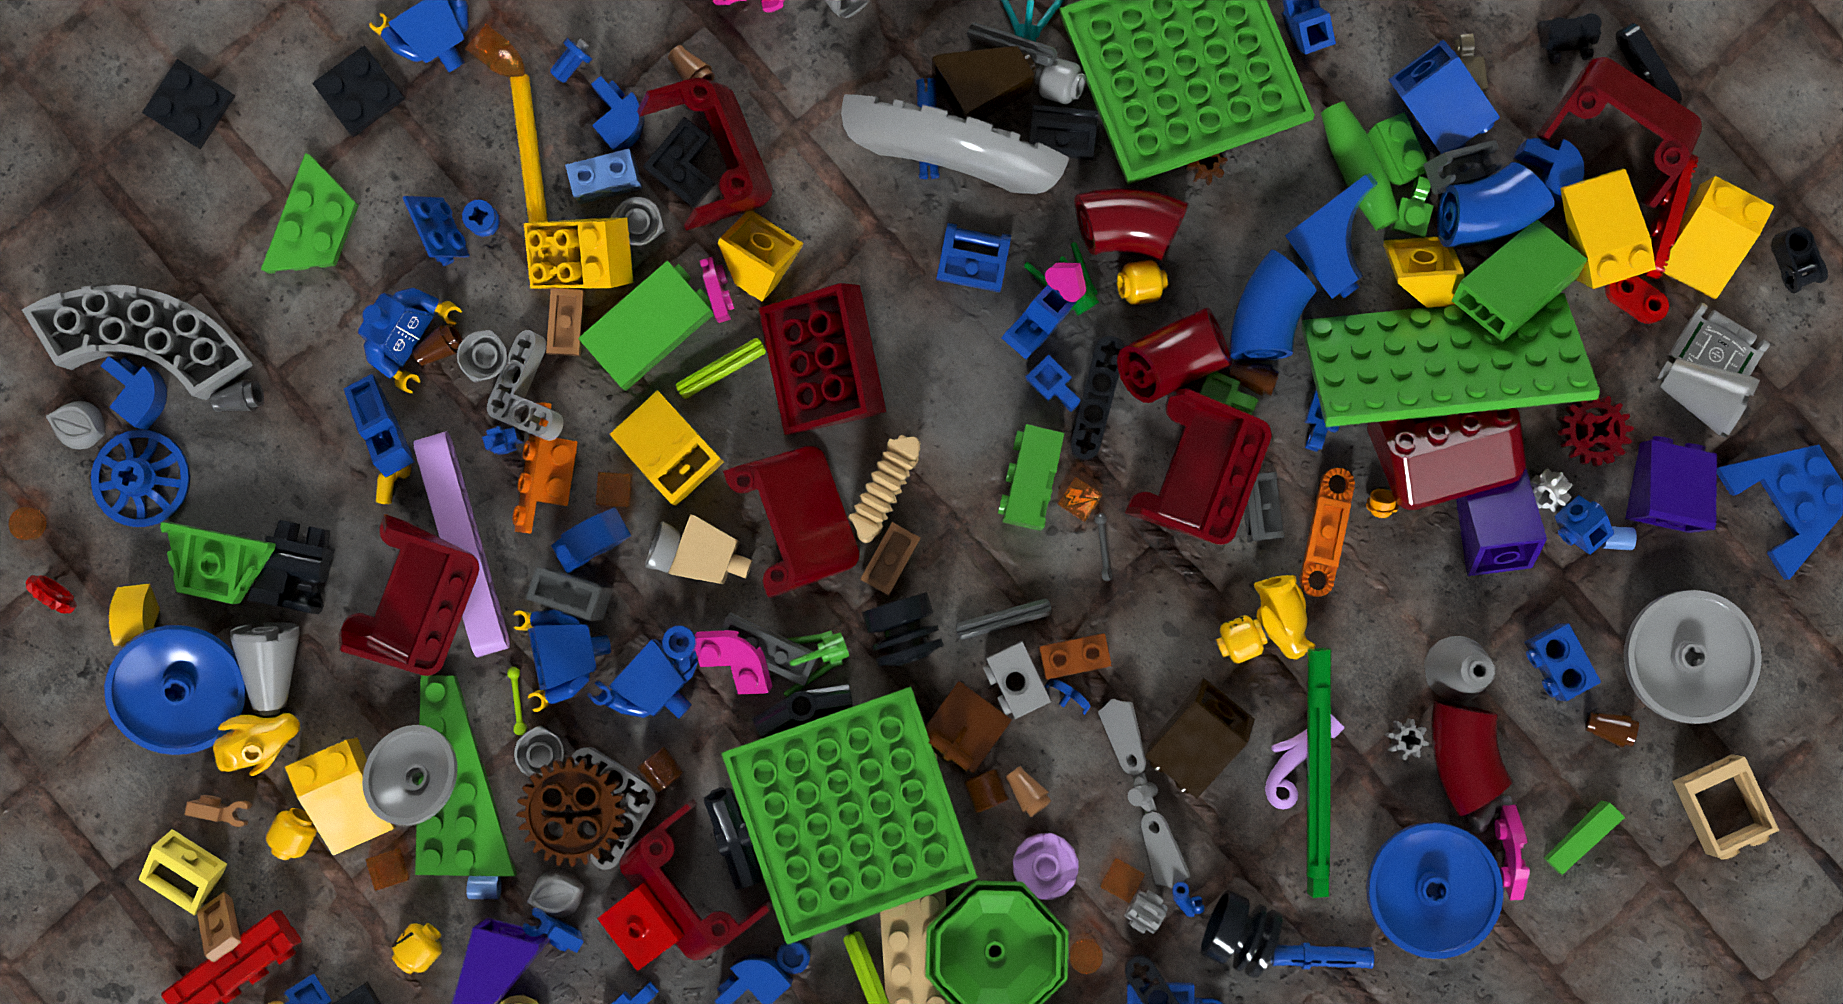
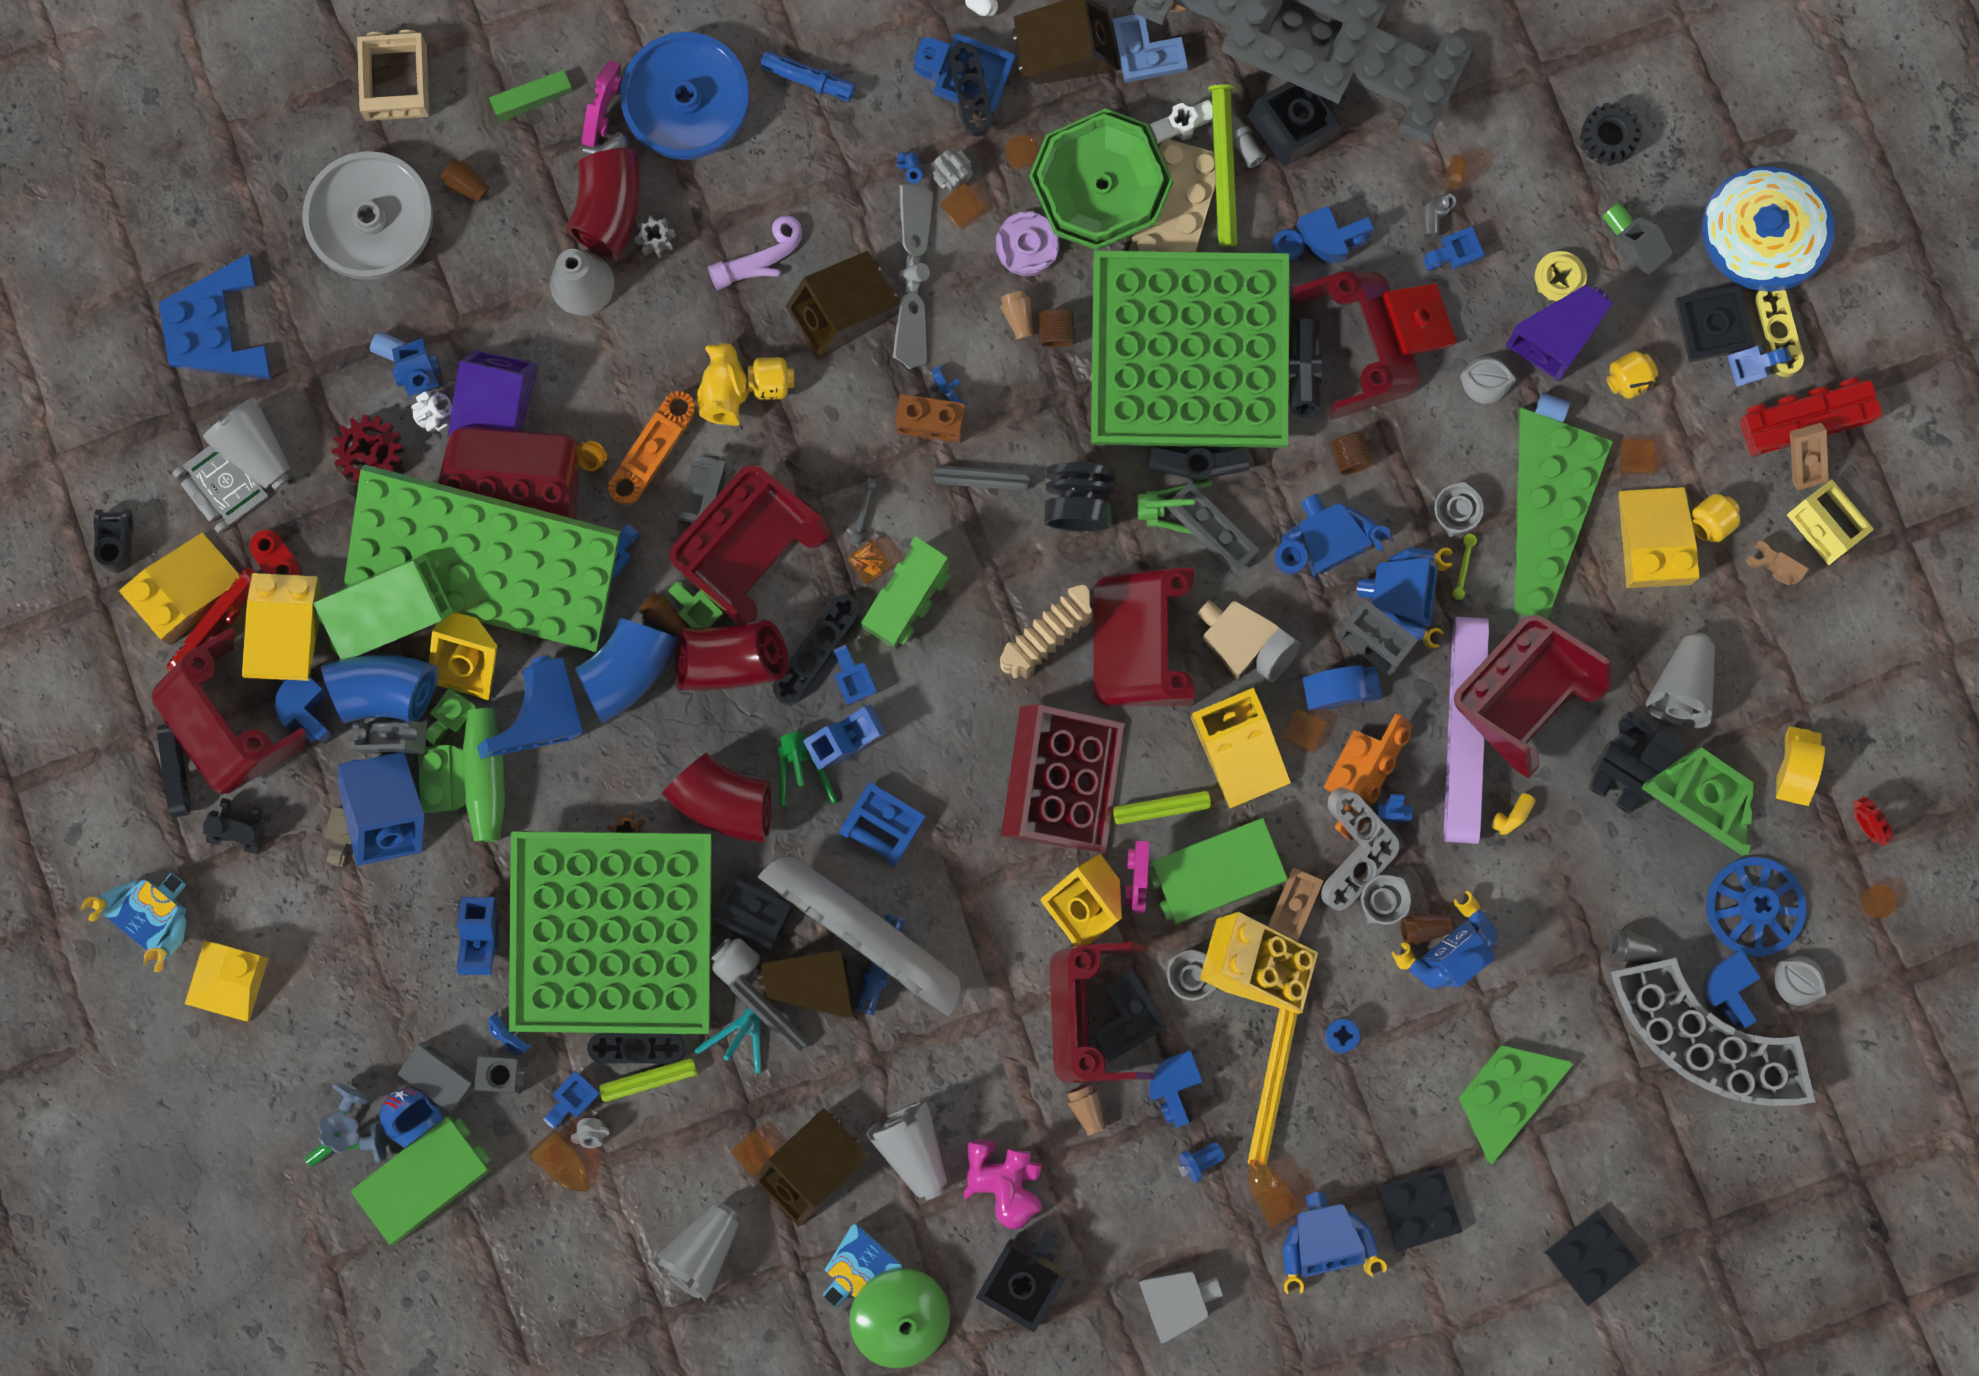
camera: 155 degrees left, 5 degrees down
(174, 689) = (1780, 687): blue dish -> none
(253, 741) = (1722, 615): yellow animal -> none
(378, 426) = (1508, 870): blue slope -> none
(394, 773) = (1603, 530): light grey dish -> none
(436, 228) = (1386, 1038): blue hinge -> none
(560, 933) = (1494, 340): blue plate -> none
(569, 781) = (1438, 470): reddish brown gear -> none
(603, 176) = (1208, 1030): medium blue brick -> none
(636, 813) = (1395, 432): light grey beam -> none
(746, 662) = (1236, 518): dark pink plate -> none
(890, 558) = (1066, 570): medium nougat plate -> none
(966, 727) = (1054, 390): reddish brown plate -> none
(1032, 693) = (987, 397): light grey brick -> none
(1067, 279) = (803, 761): dark pink tile -> none
(1141, 282) = (733, 740): yellow head -> none
(1248, 936) = (873, 118): black wheel -> none
(1318, 771) = (747, 236): green piece -> none
(1568, 656) = (480, 255): blue brick -> none
(1674, 486) = (318, 372): dark purple slope -> none

